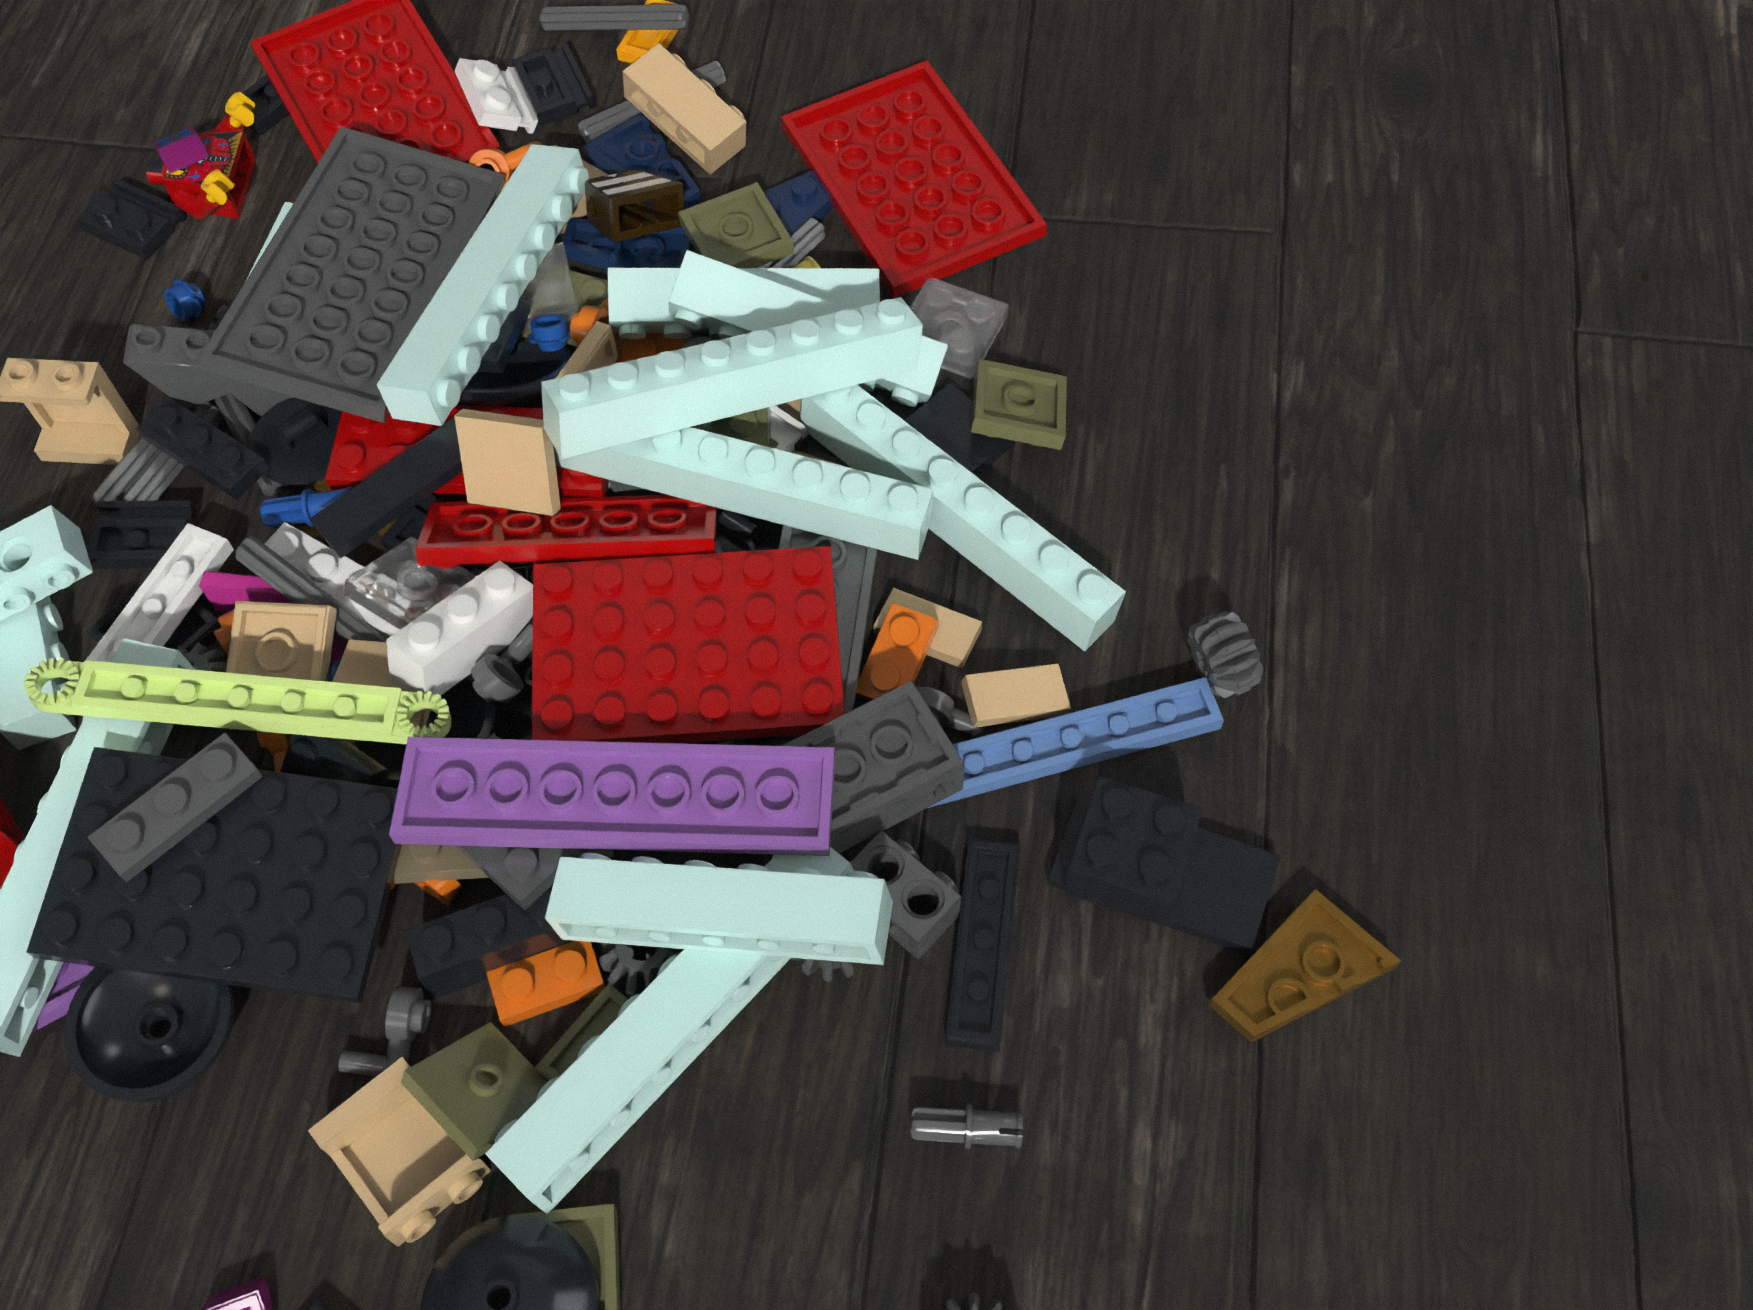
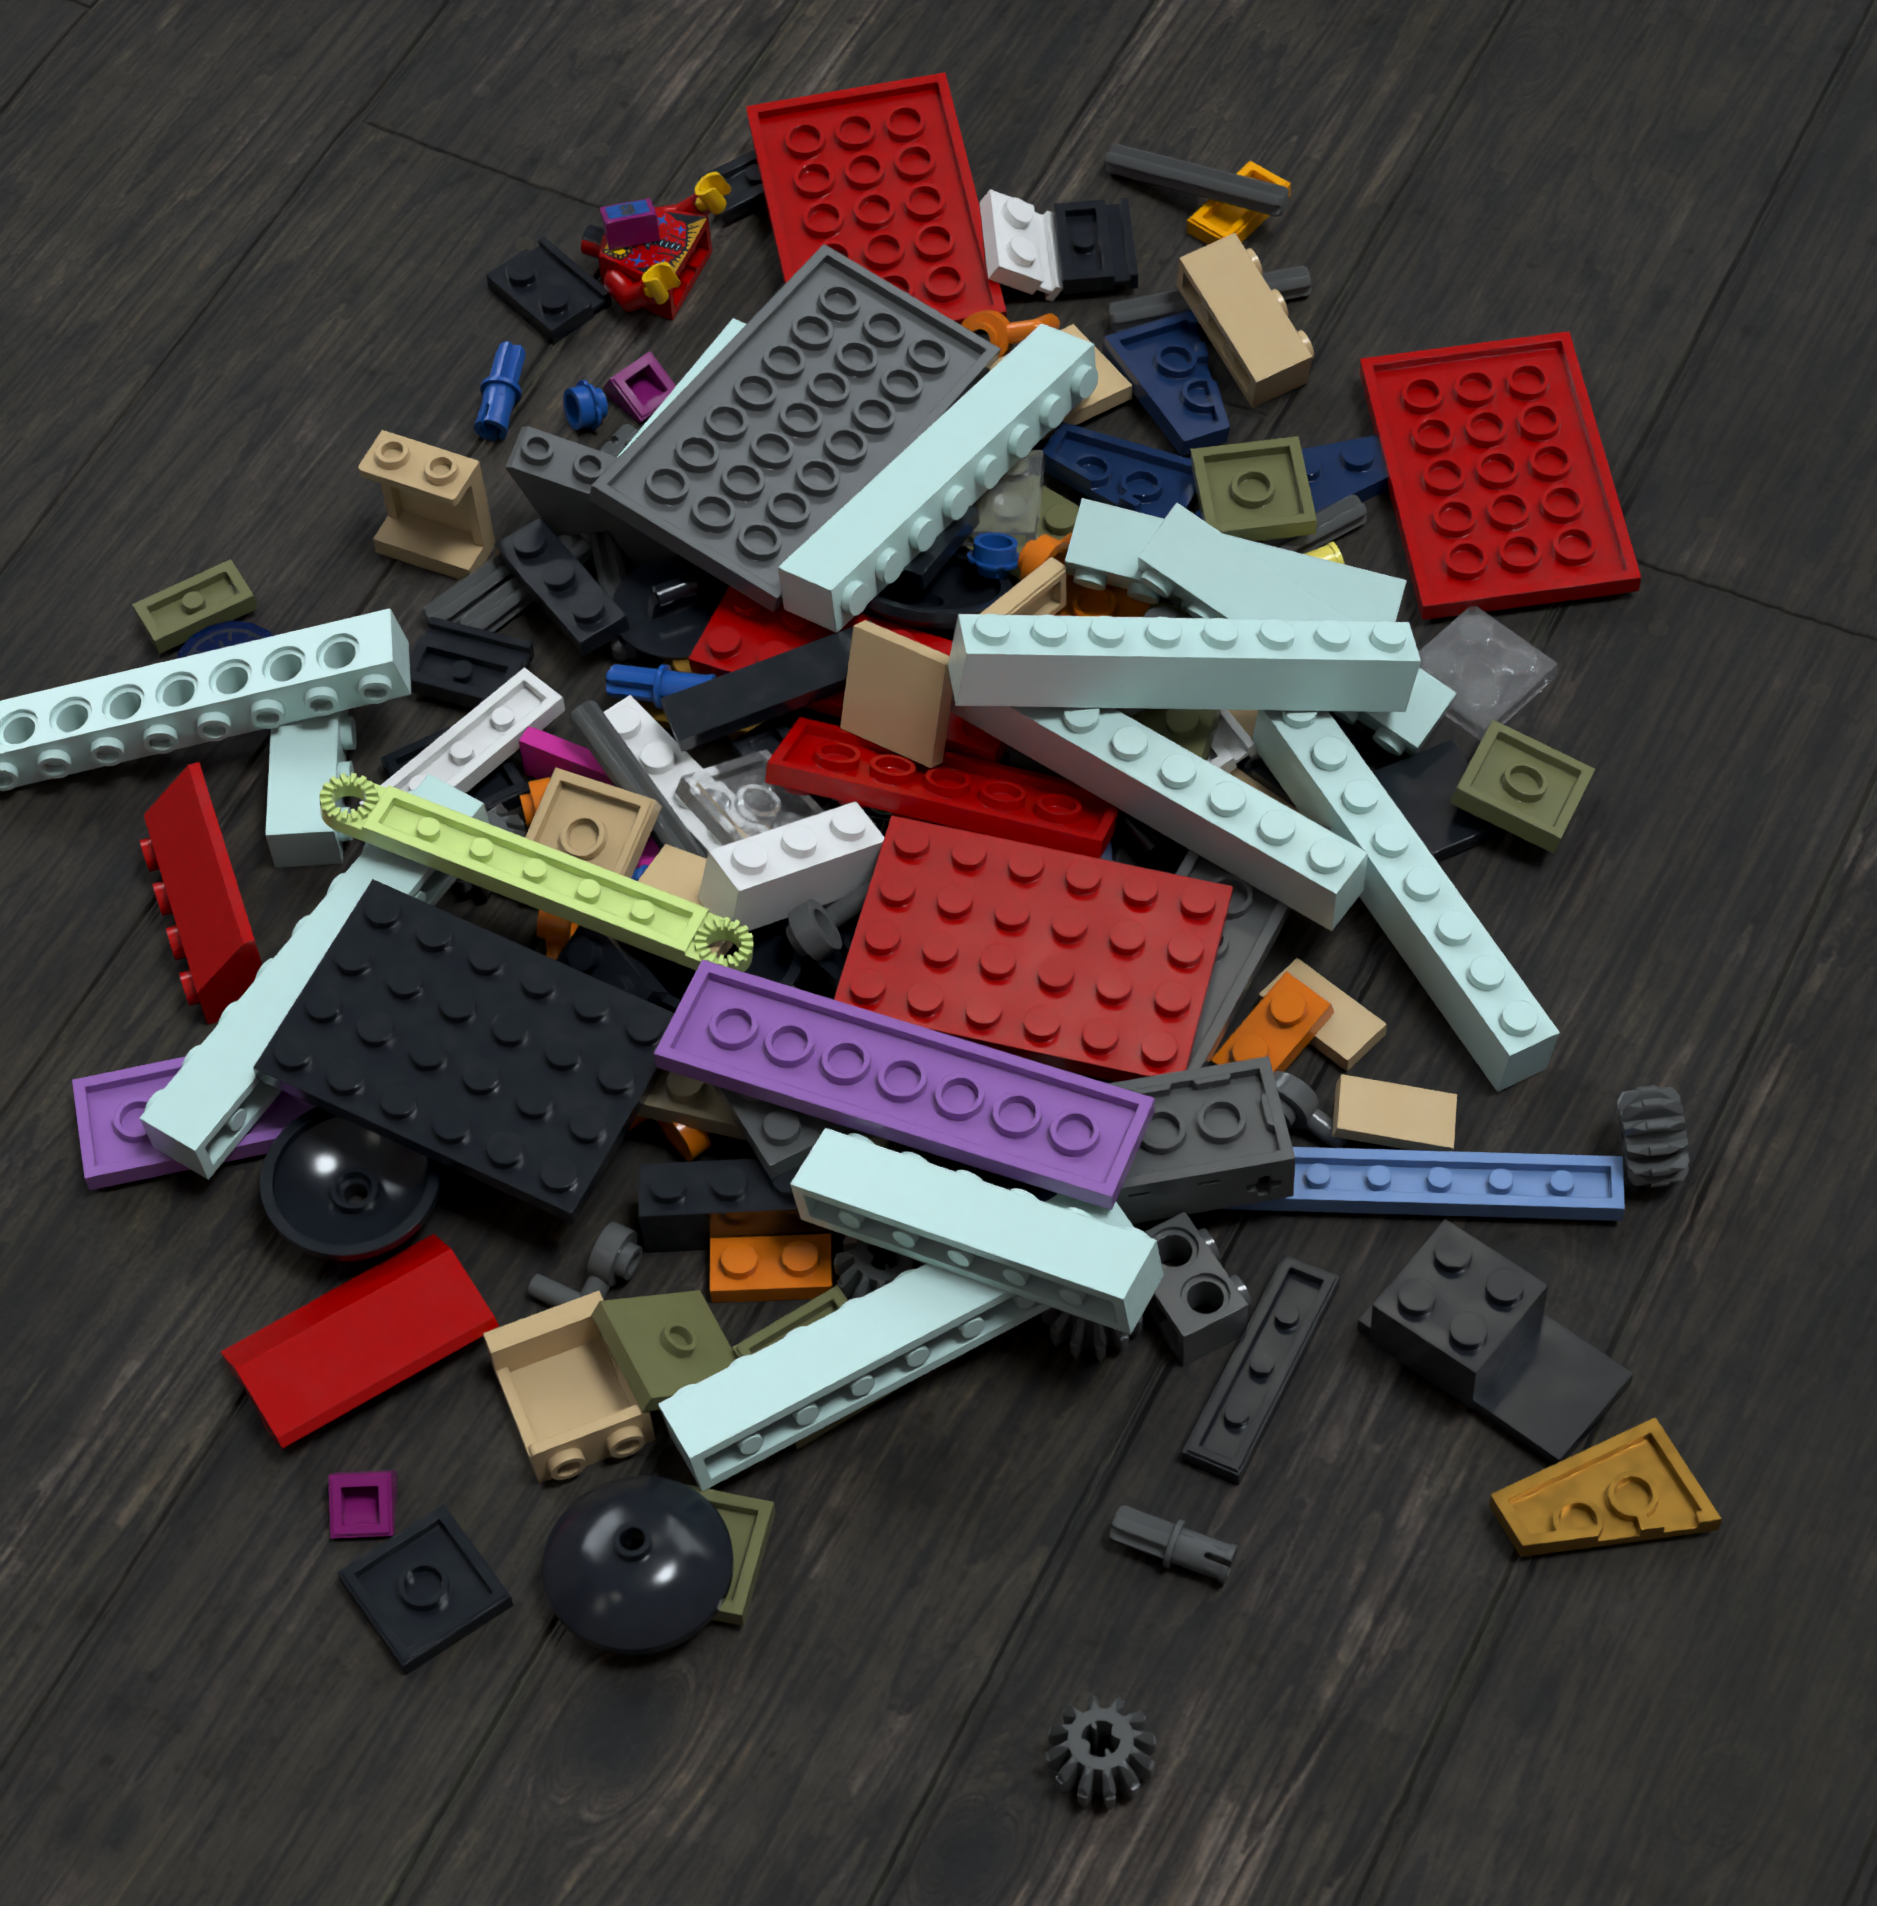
camera: 20 degrees right, 5 degrees down
(111, 307) = (500, 392): none -> blue axle
(175, 807) = (442, 963): dark grey plate -> none
(194, 1169) = (359, 1339): none -> red slope
(224, 274) = (640, 387): none -> magenta slope
(619, 205) = (1140, 425): dark brown torso -> none

